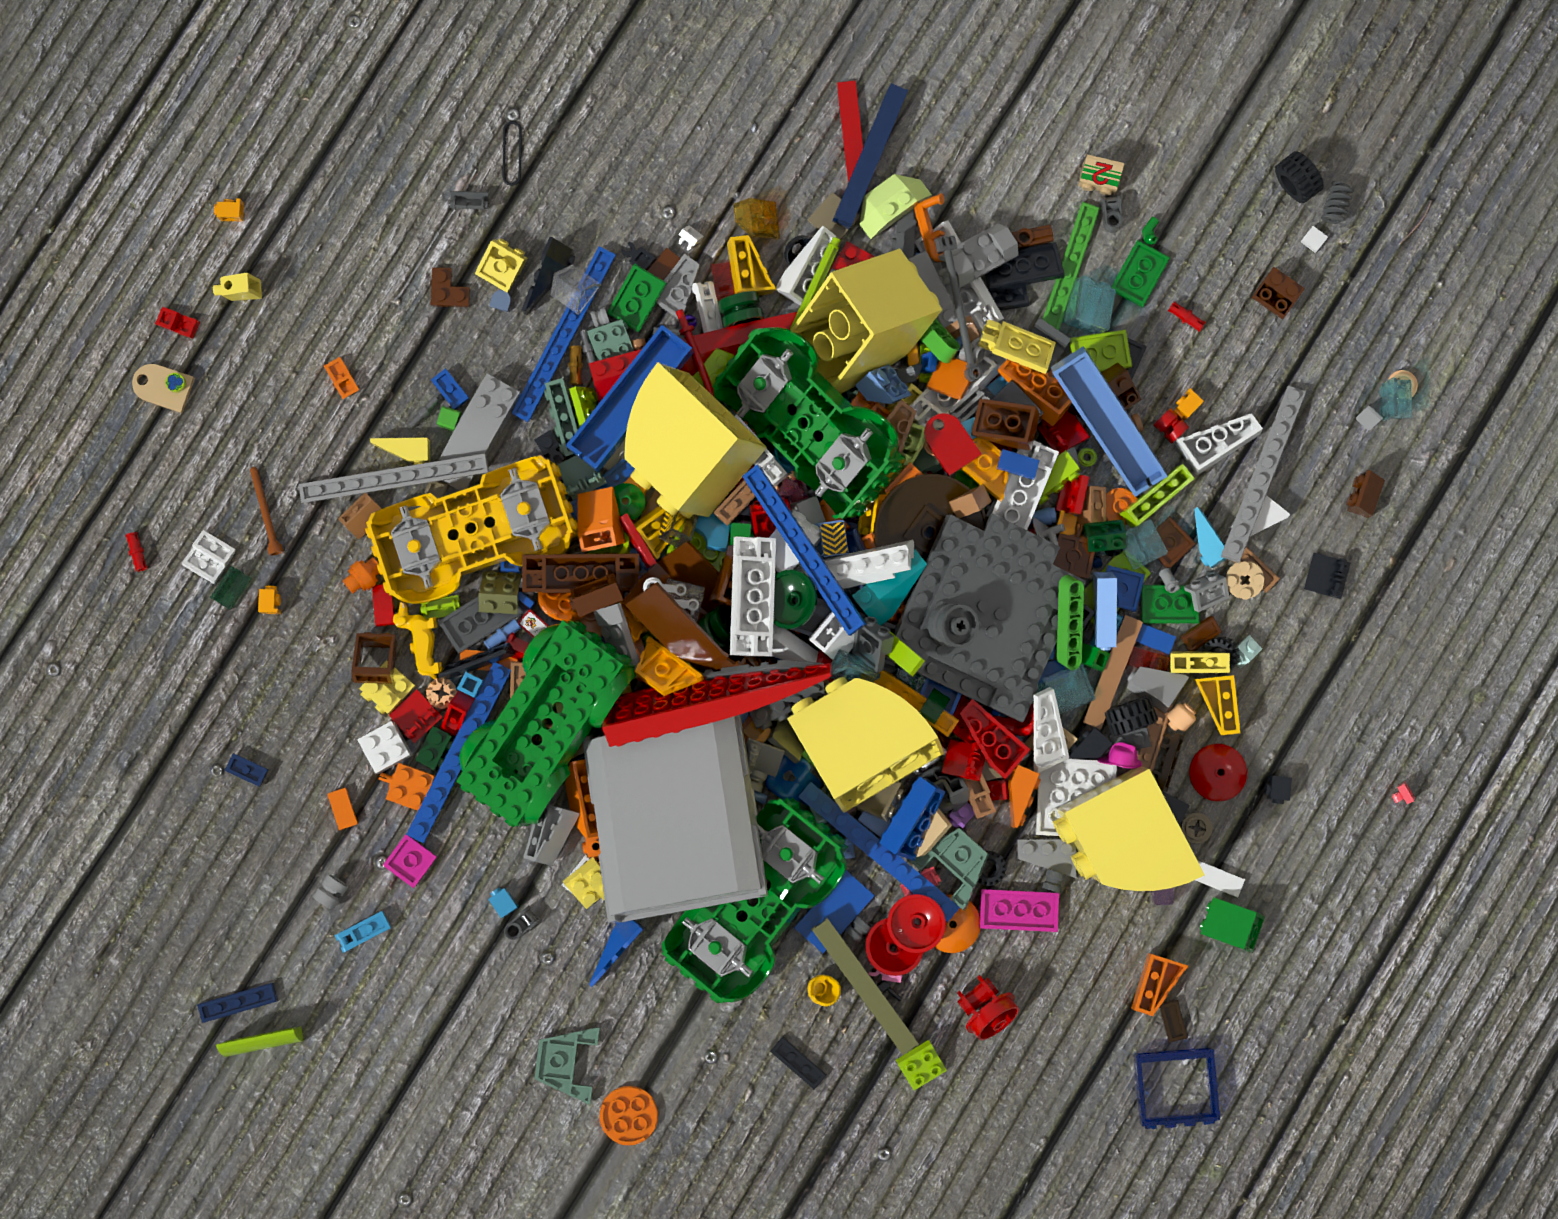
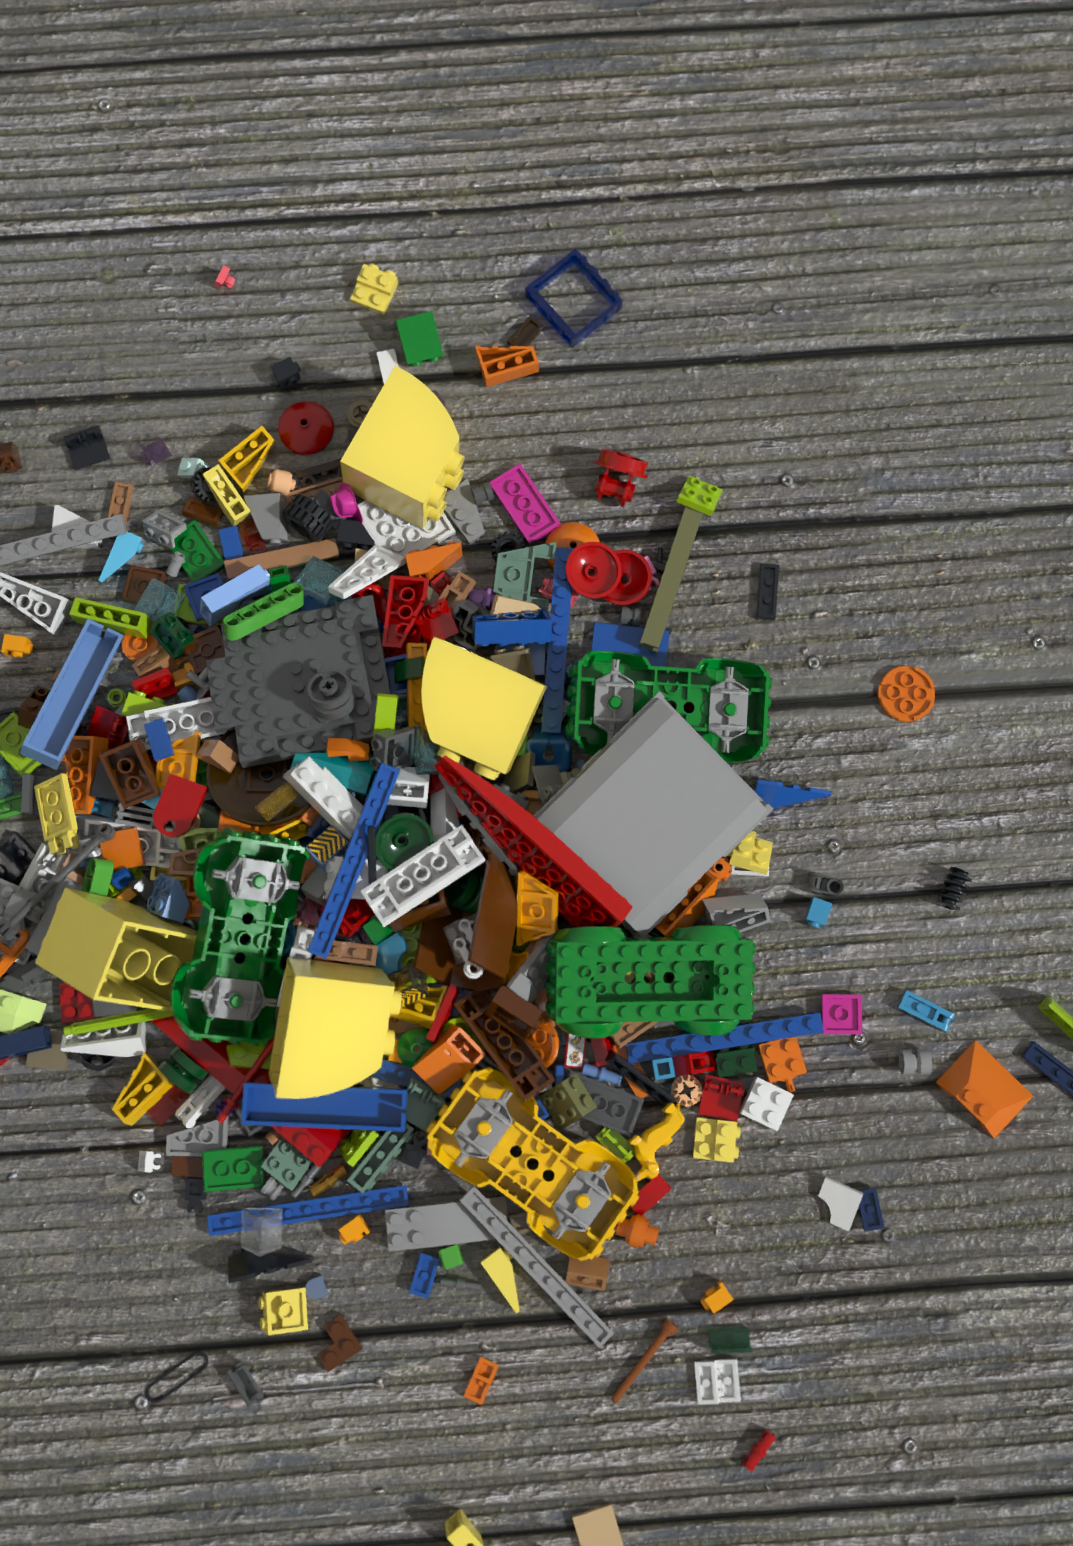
camera: 130 degrees left, 5 degrees down
(175, 382) = (589, 1530): tile -> none
(268, 751) = (842, 1202): none -> white tile
(269, 932) = (984, 1088): none -> orange slope
(342, 809) = (841, 1103): orange tile -> none
(373, 674) = (714, 1157): reddish brown window -> none
(440, 1029) = (954, 888): none -> black piece
(523, 358) = (353, 1230): none -> light orange brick
(557, 1062) = (908, 778): sand green wing -> none
(757, 218) = (91, 1114): clear yellow slope -> none
(797, 566) = (371, 837): none -> black bar
(824, 990) = (697, 608): yellow hair -> none
(896, 522) = (276, 801): none -> clear yellow hinge
(899, 610) = (352, 748): none -> orange slope
(1164, 422) = (41, 653): red wheel -> none
(1245, 590) = (130, 496): tan plate -> none
(1282, 630) = (155, 452): none -> clear purple bracket
(1305, 918) = (374, 288): none -> light yellow plate

